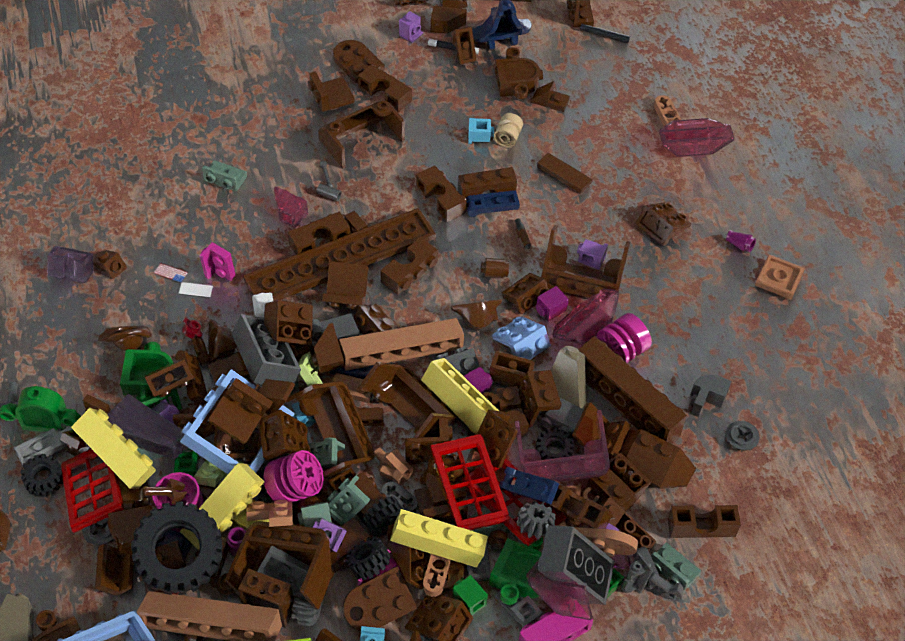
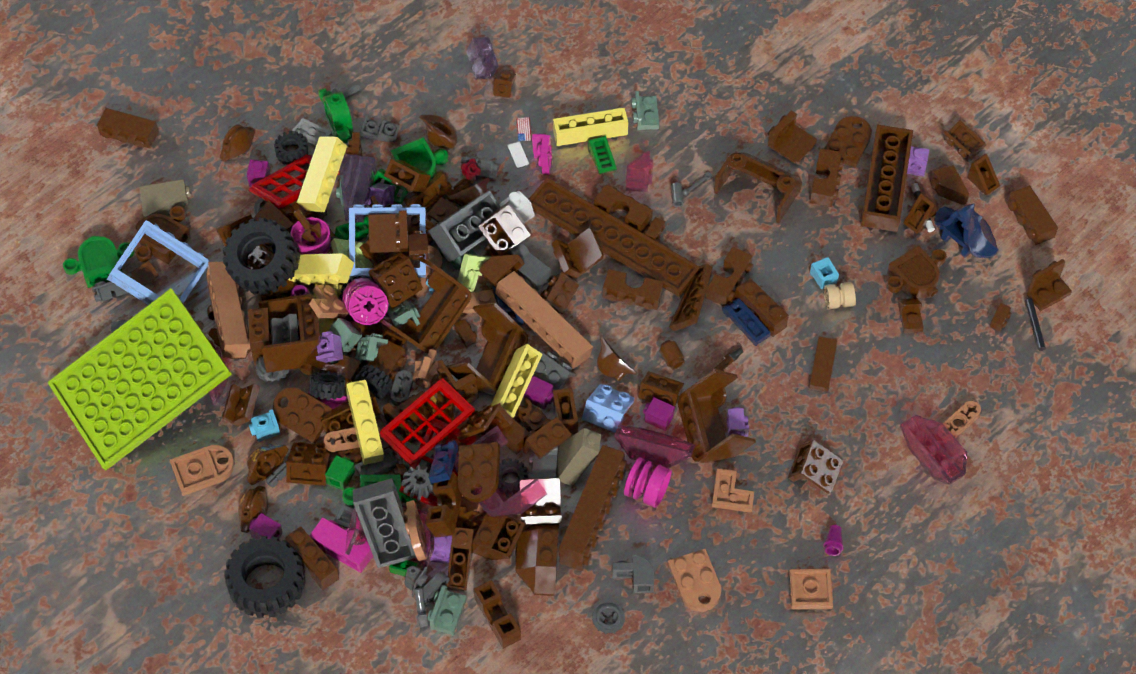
camera: 65 degrees right, 5 degrees up
(52, 518) = (257, 171): none -> magenta brick
(85, 383) = (378, 131): none -> dark grey slope
(197, 314) = (488, 168): none -> dark grey hinge
(214, 216) = (590, 126): none -> light yellow brick
(239, 230) = (597, 142): none -> green slope
(415, 50) = (887, 178): none -> reddish brown brick
(451, 227) = (692, 300): none -> reddish brown wing
(554, 457) = (478, 468): none -> reddish brown plate
(587, 48) = (1000, 317): none -> reddish brown piece
(658, 293) = (727, 496): none -> nougat plate
(732, 354) = (695, 578): none -> nougat plate

